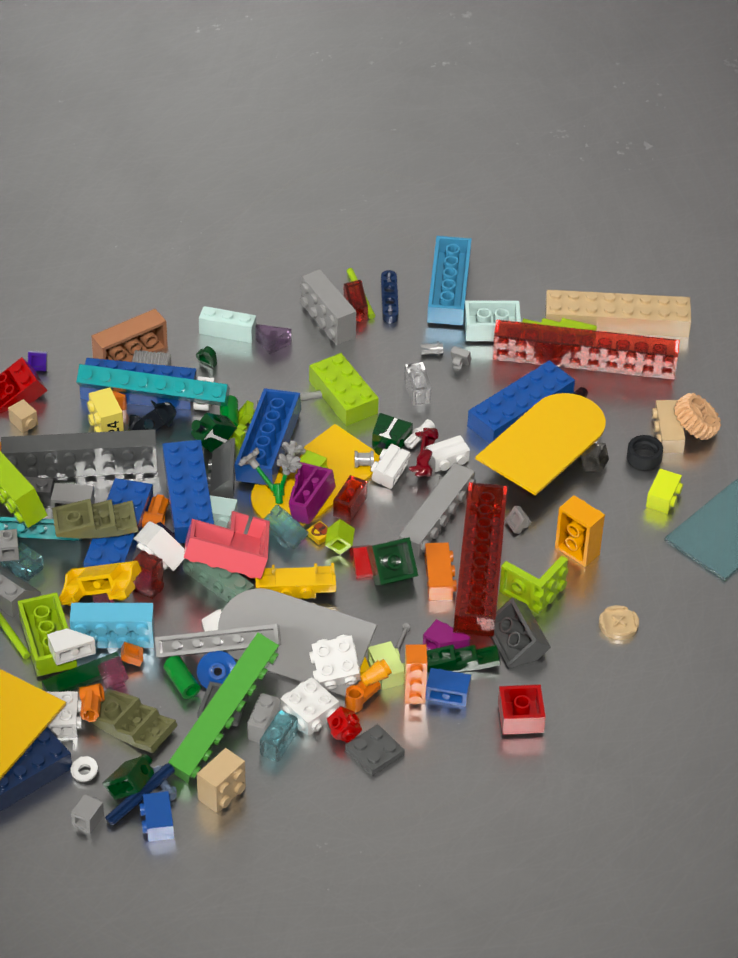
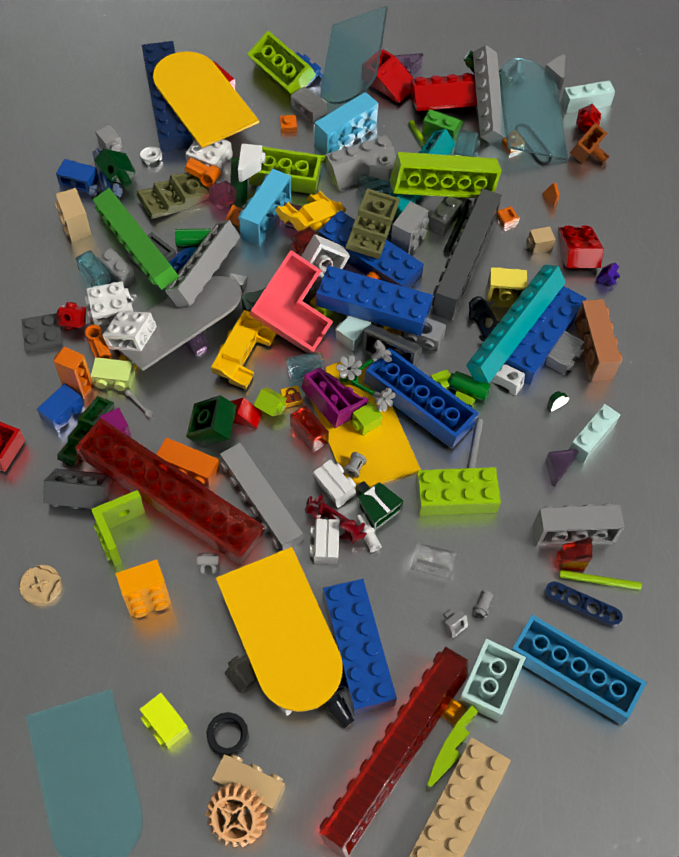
camera: 115 degrees right, 15 degrees up
(212, 430) = (443, 350): dark green torso -> none
(376, 673) = (95, 350): light orange cone -> none

